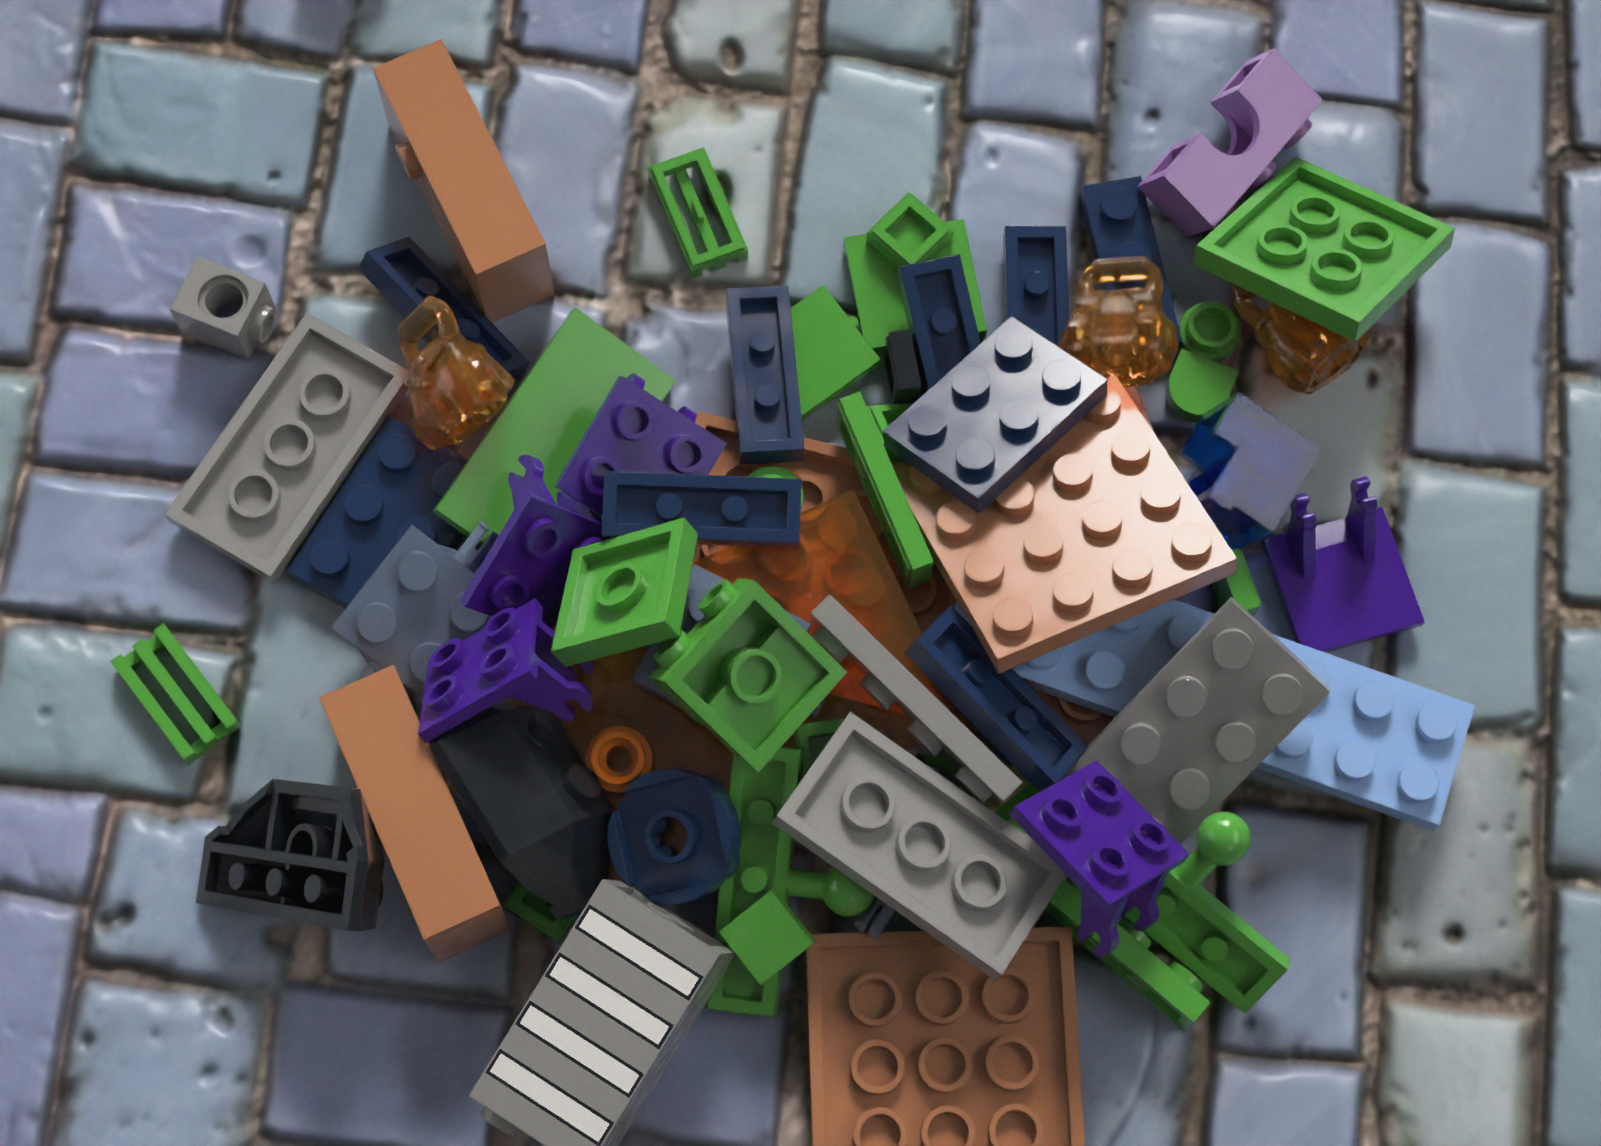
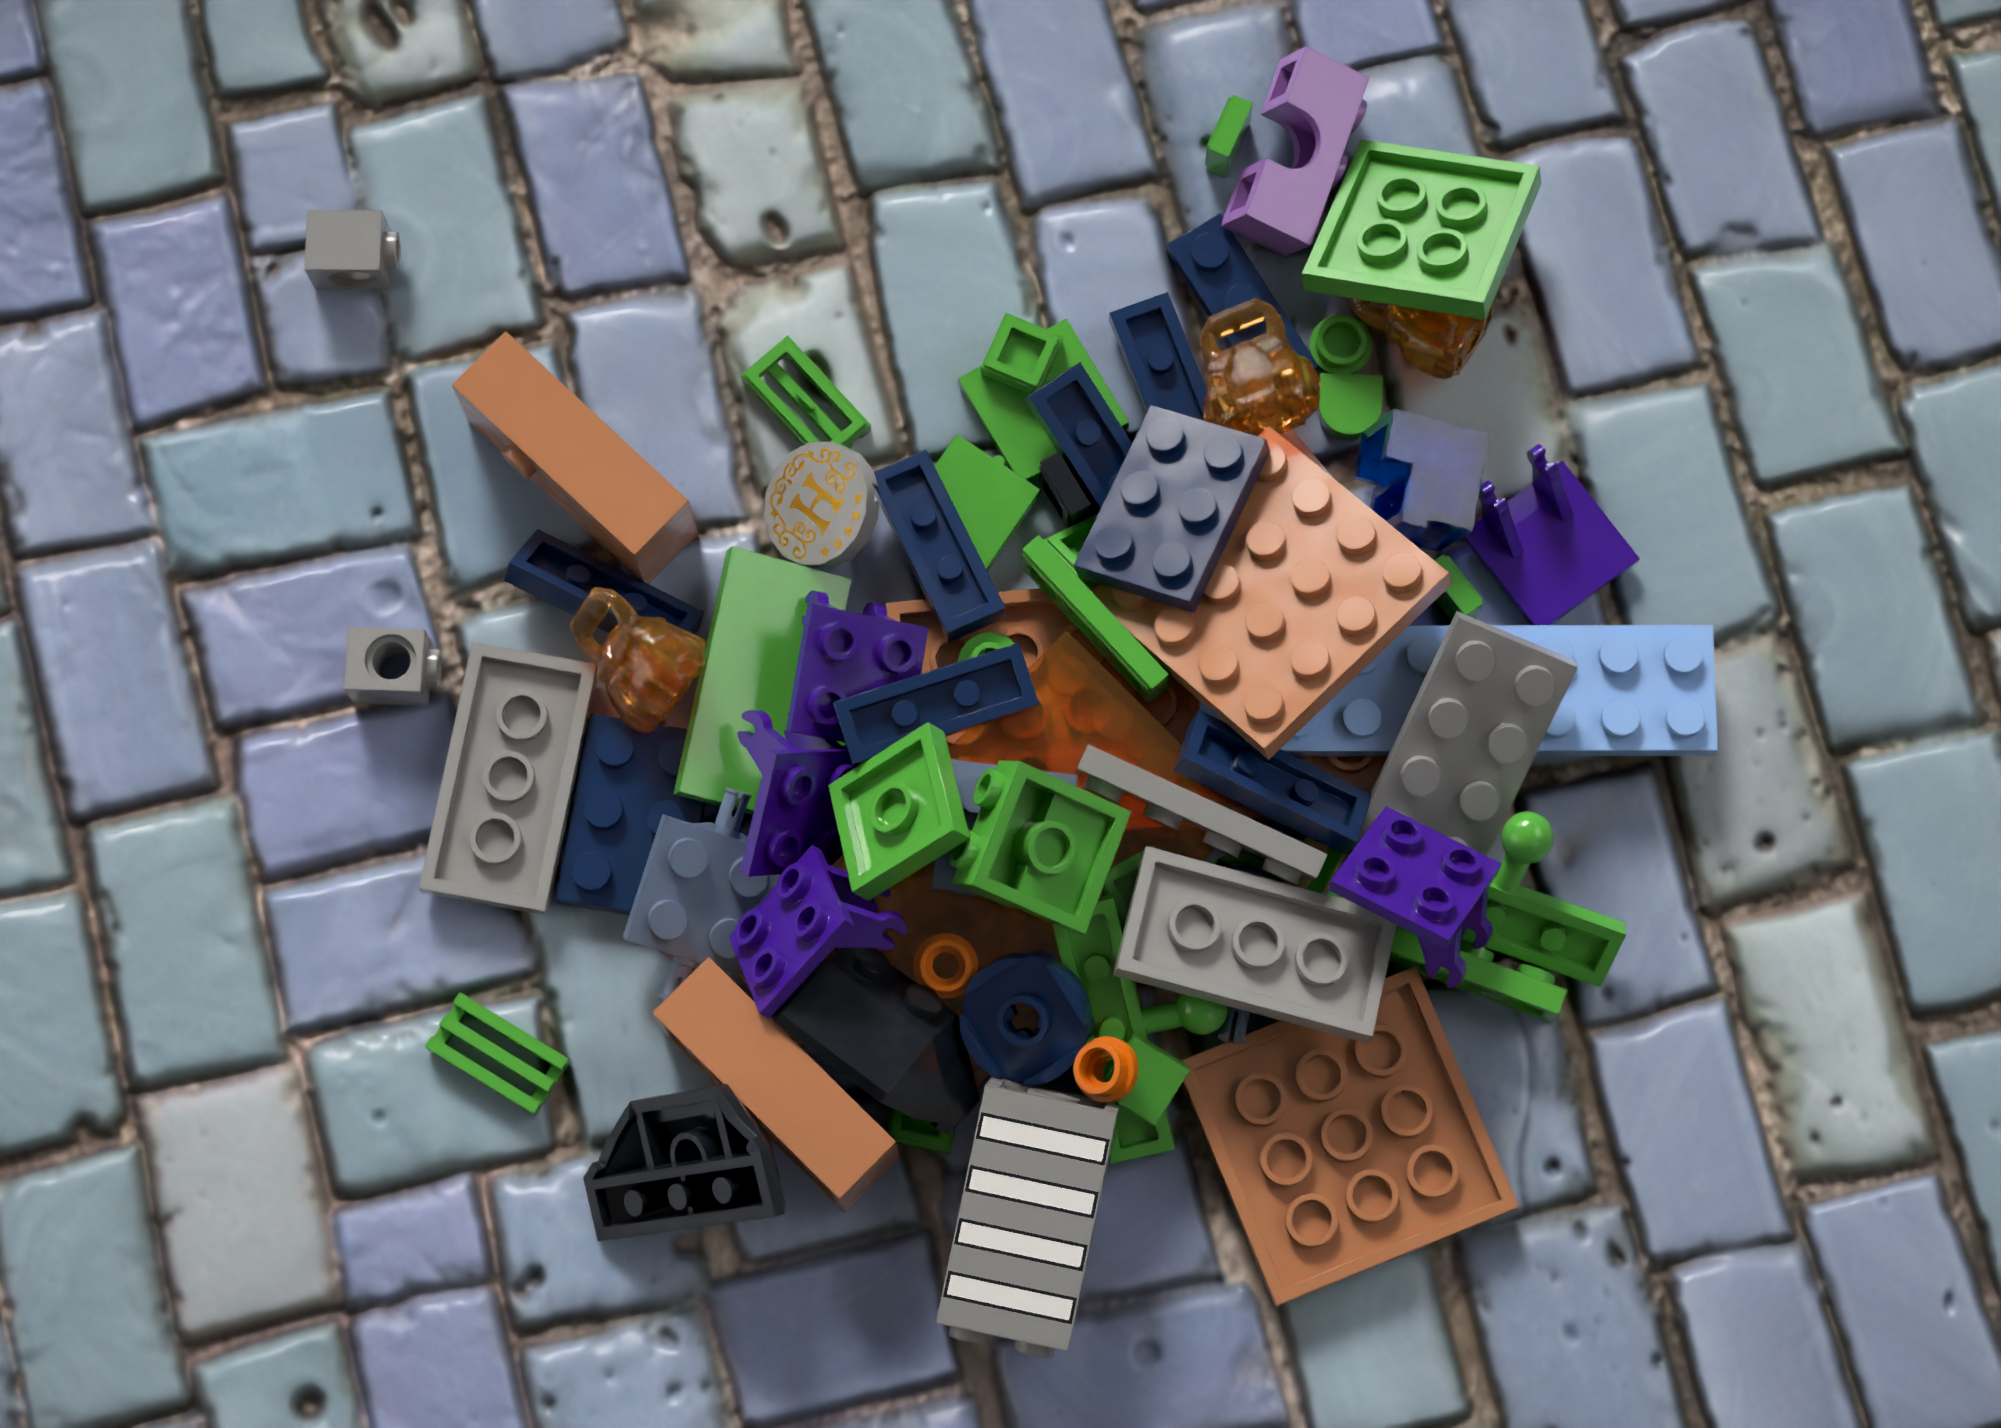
camera: 15 degrees left, 5 degrees up
(673, 302) = (821, 504): none -> light grey tile
(717, 904) = (1090, 1066): none -> orange plate
(1173, 110) = (1228, 135): none -> bright green tile

